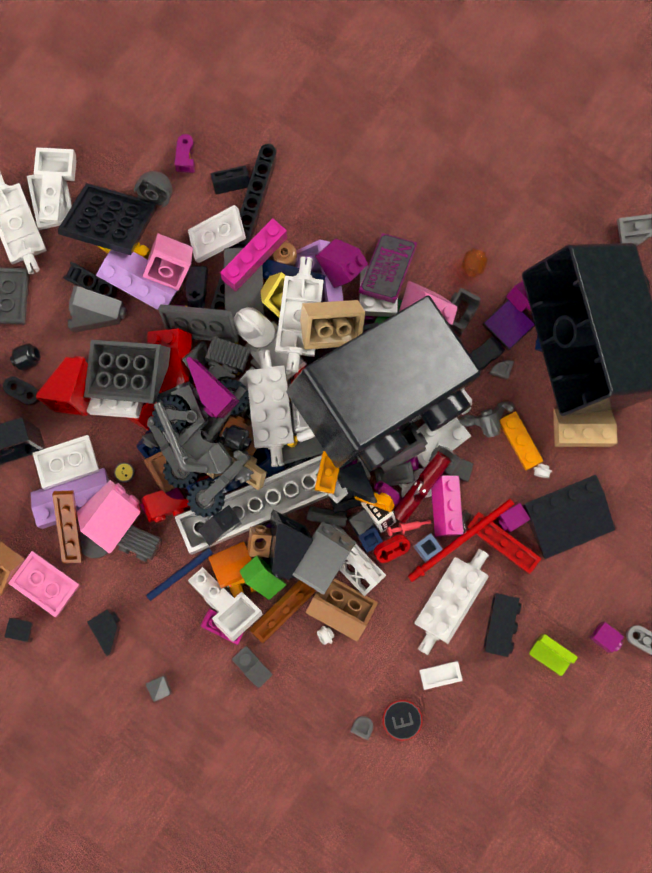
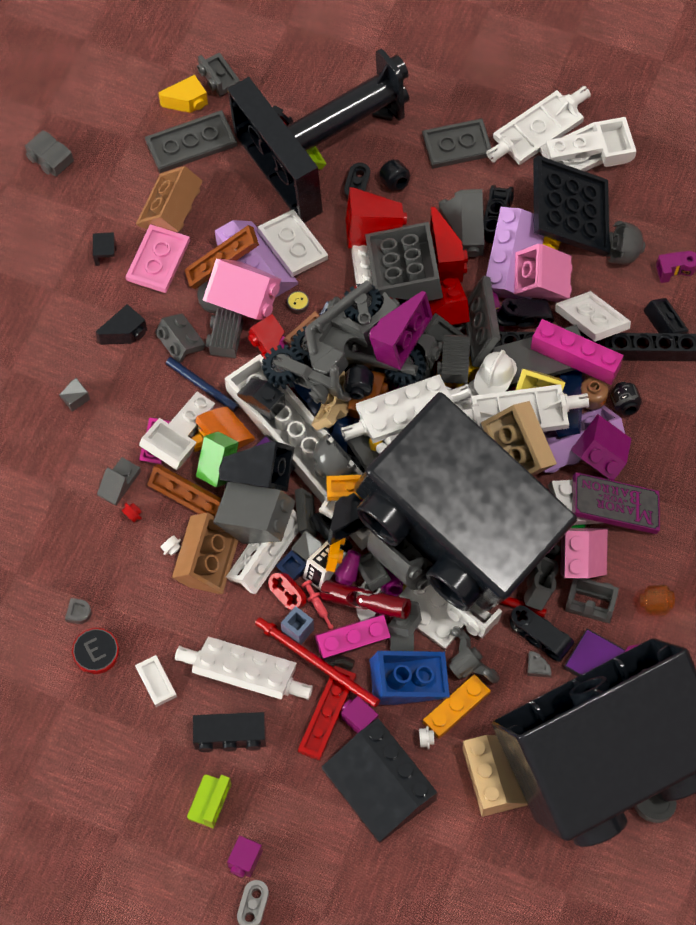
camera: 80 degrees right, 15 degrees down
(119, 329) = (448, 248): none -> red slope
(129, 583) = (179, 336): none -> dark grey bracket
(259, 549) = (248, 438): medium nougat brick -> none
(286, 661) = (132, 511): none -> red plate
(297, 231) = (626, 398): none -> black head
(298, 480) = (331, 458): none -> dark grey cylinder
(492, 471) = (409, 676): none -> blue slope

